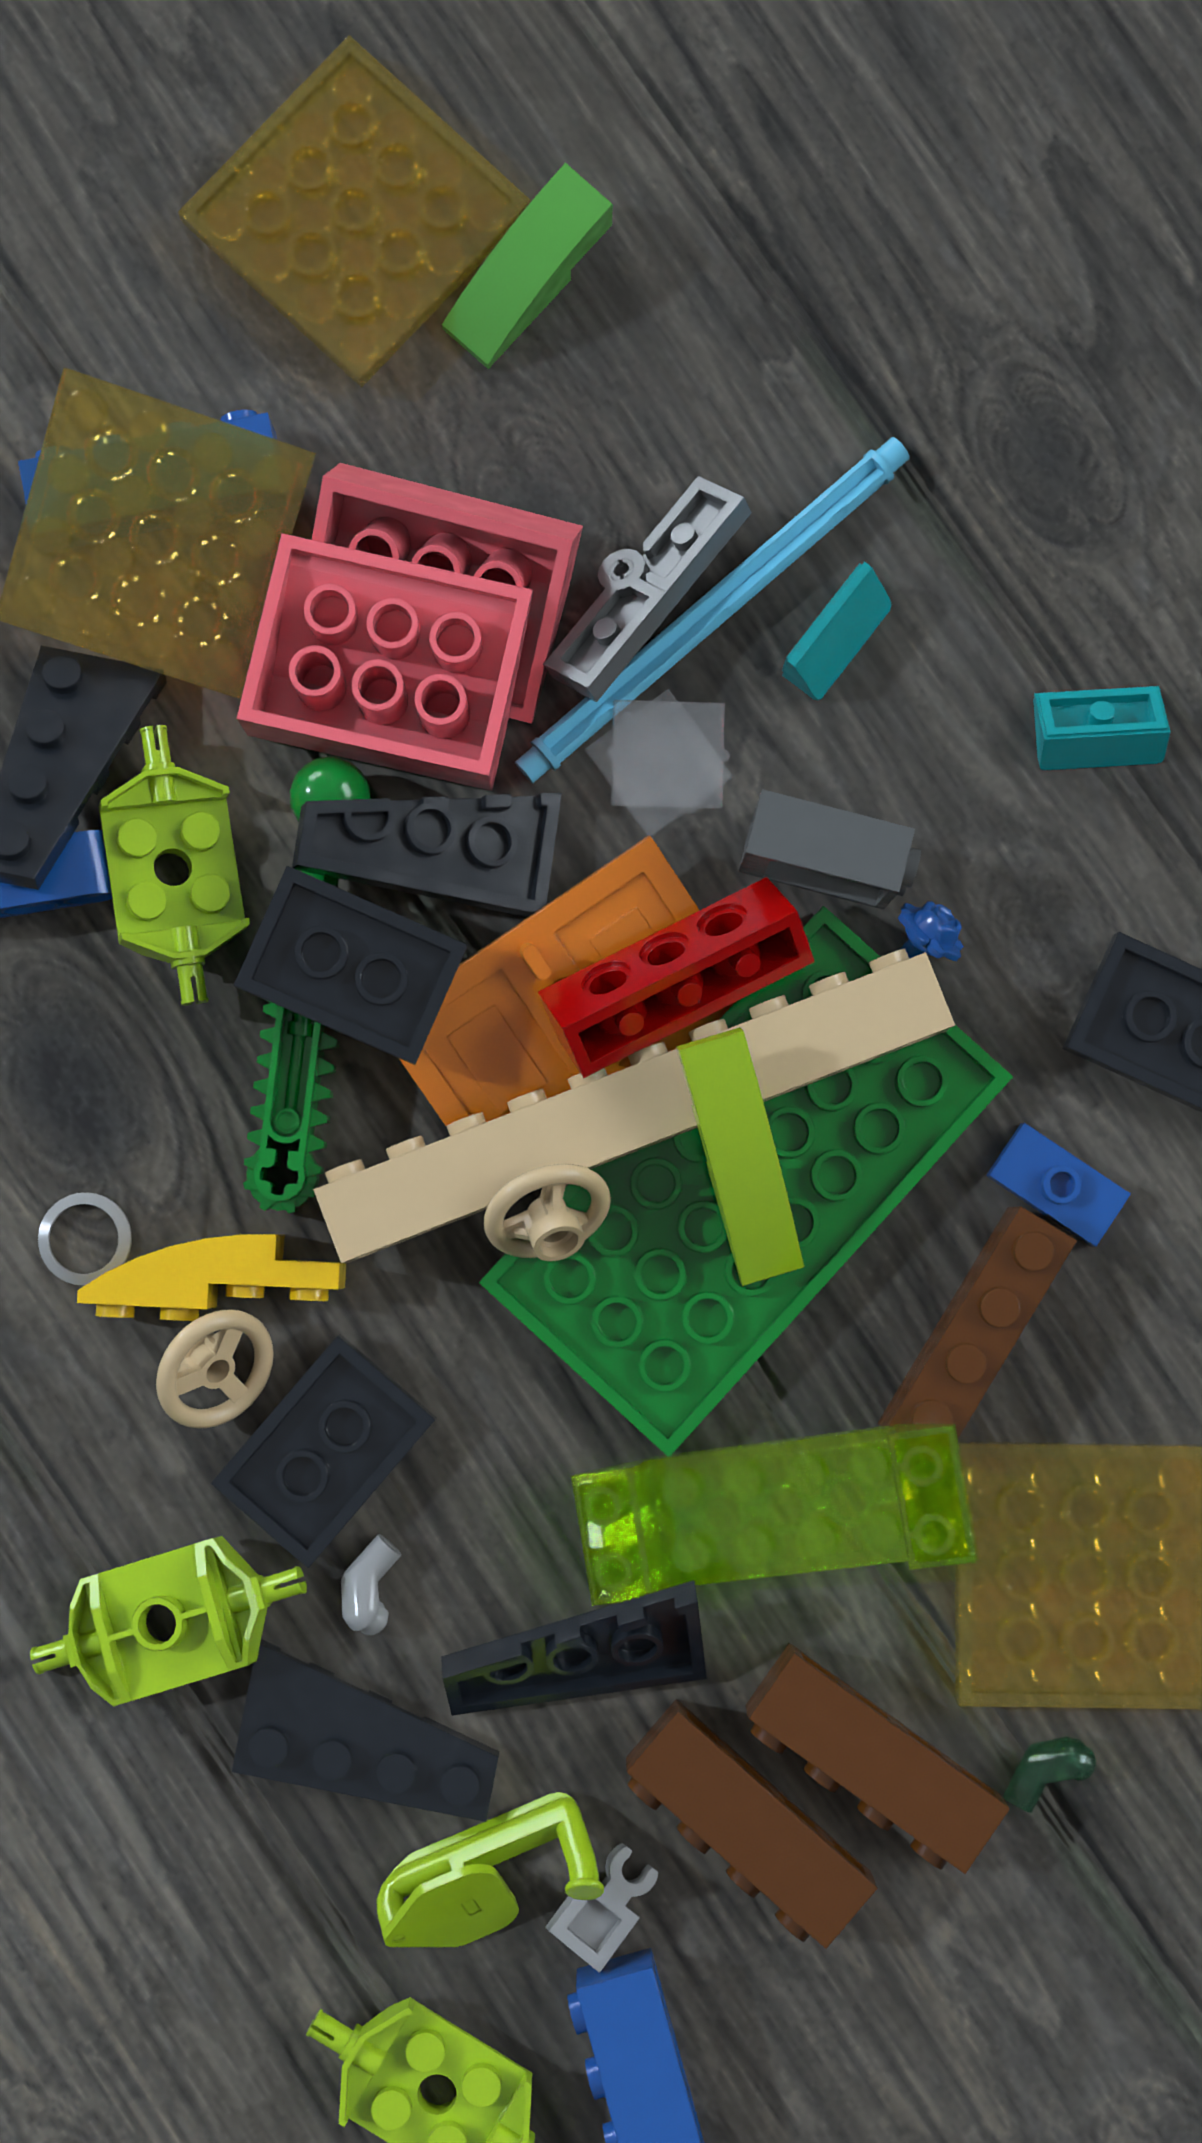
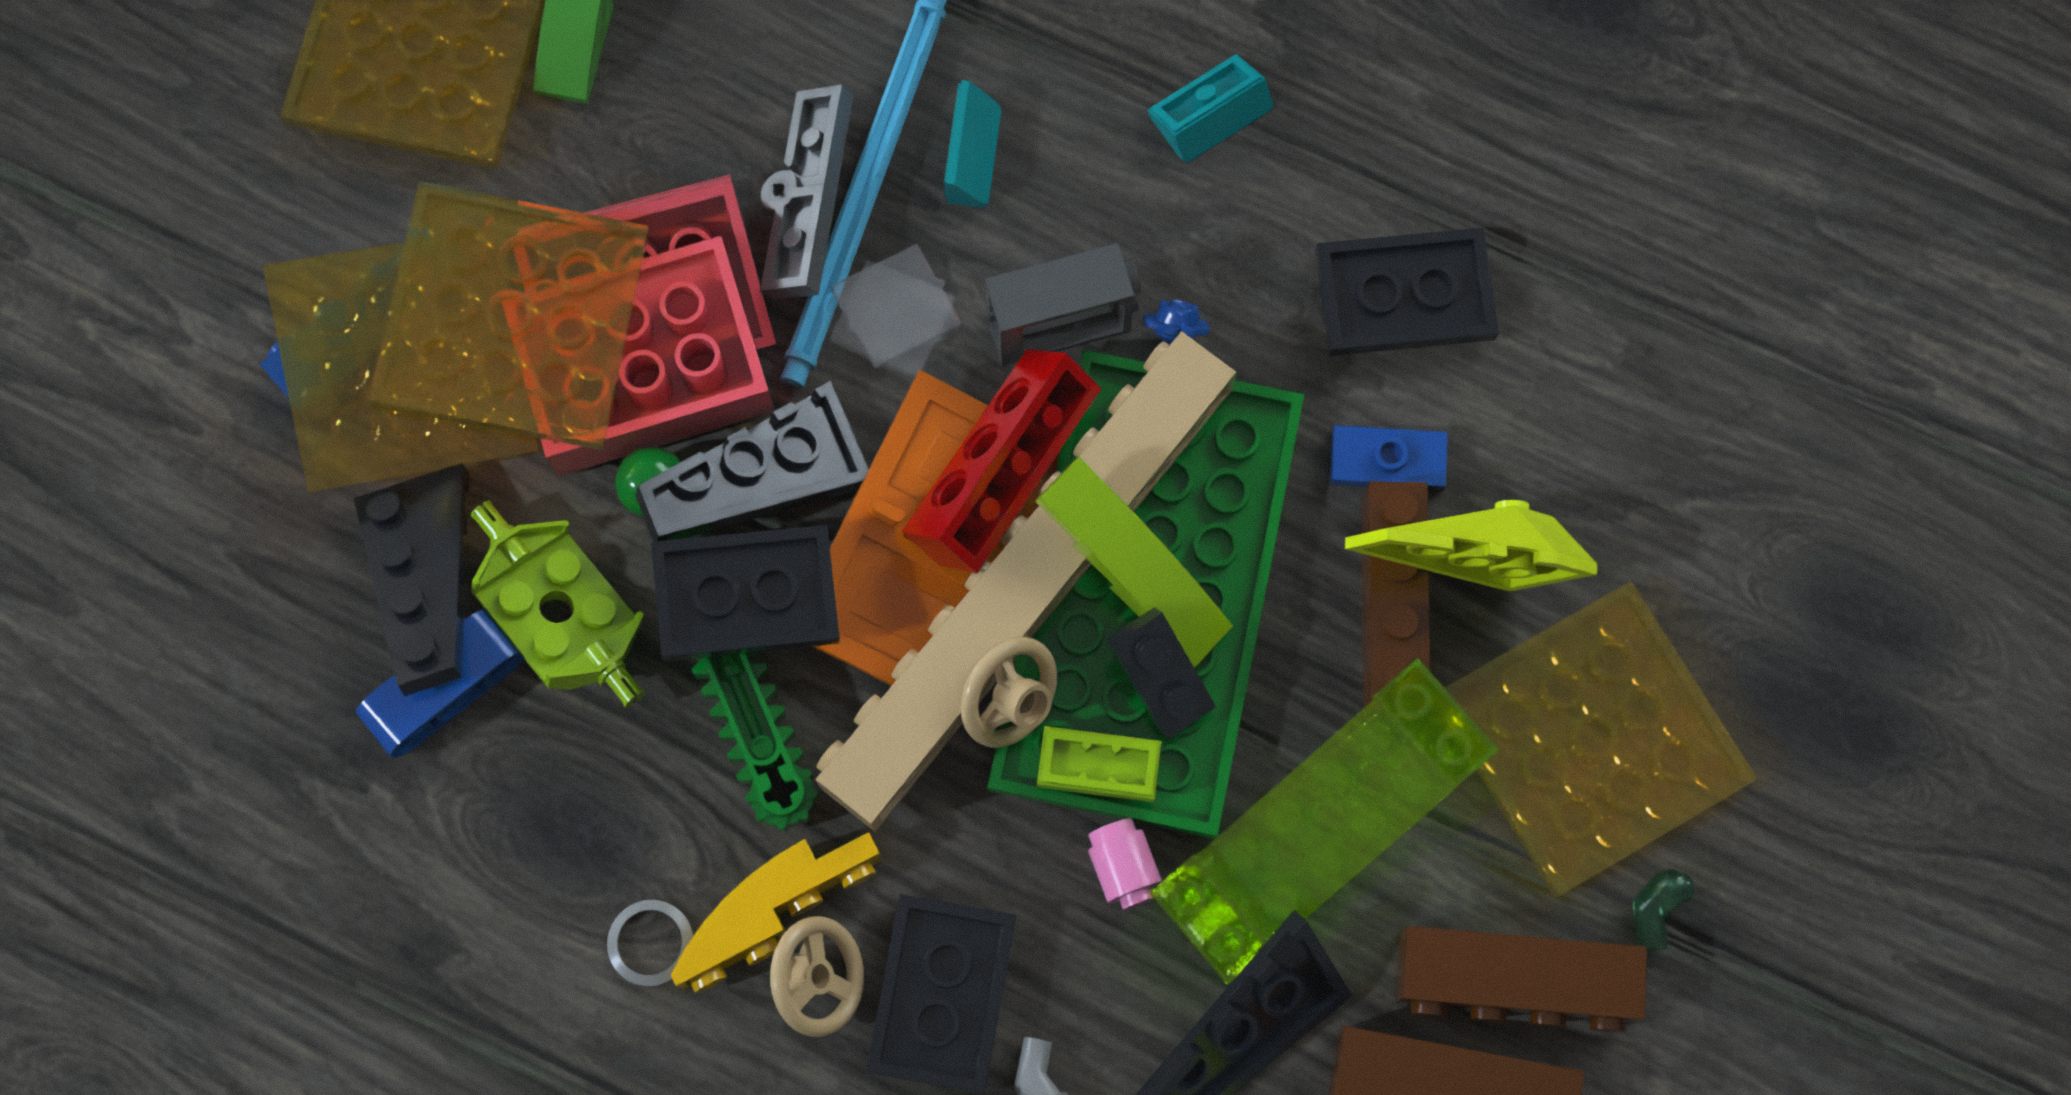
camera: 30 degrees left, 10 degrees down
(276, 556) = (509, 316): none -> clear yellow plate
(565, 1431) = (1124, 863): none -> bright pink brick
(595, 1327) = (1099, 764): none -> lime plate
(704, 1277) = (1161, 673): none -> black plate
(1098, 1334) = (1490, 547): none -> neon yellow wedge

